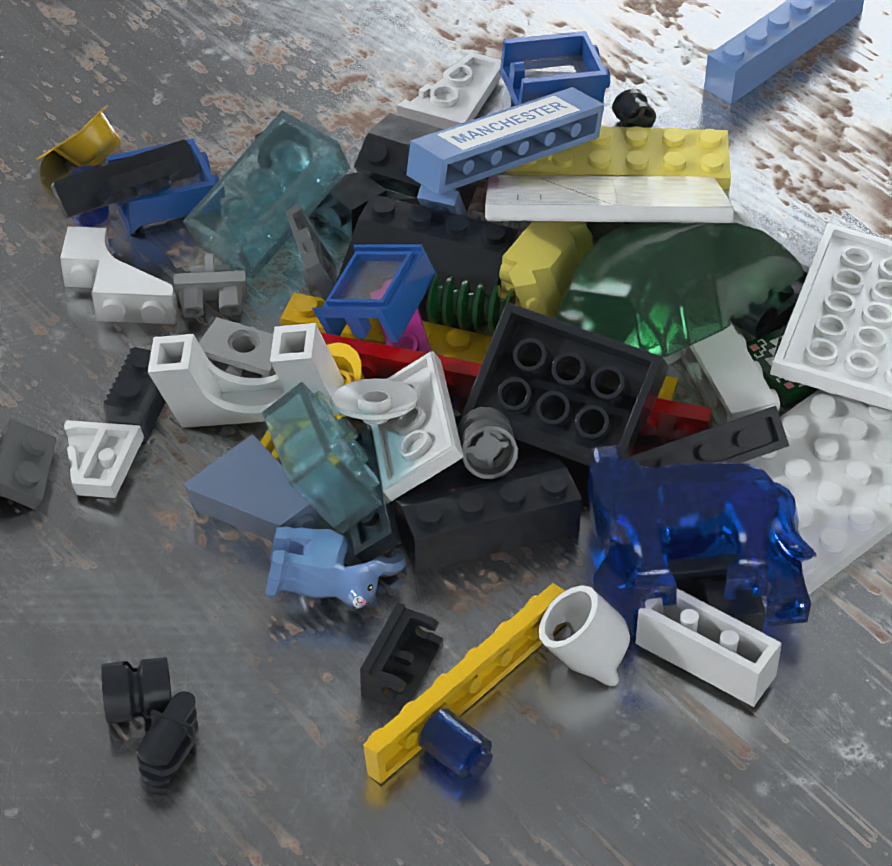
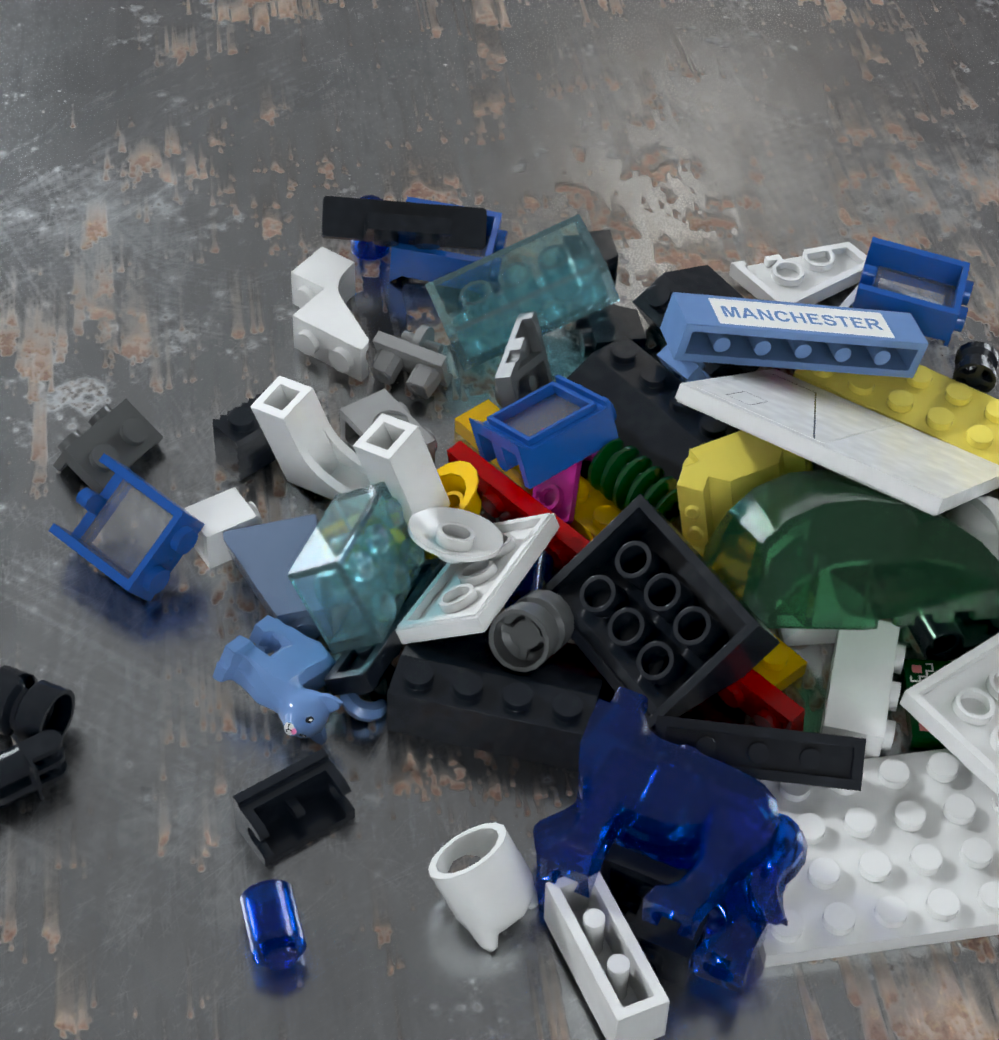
camera: 30 degrees right, 0 degrees up
(90, 144) = (413, 177): yellow piece -> none
(101, 455) = (190, 468): white wing -> none
(107, 516) = (131, 531): none -> window
(162, 483) = (220, 514): none -> white brick
(460, 687) = (323, 867): yellow plate -> none

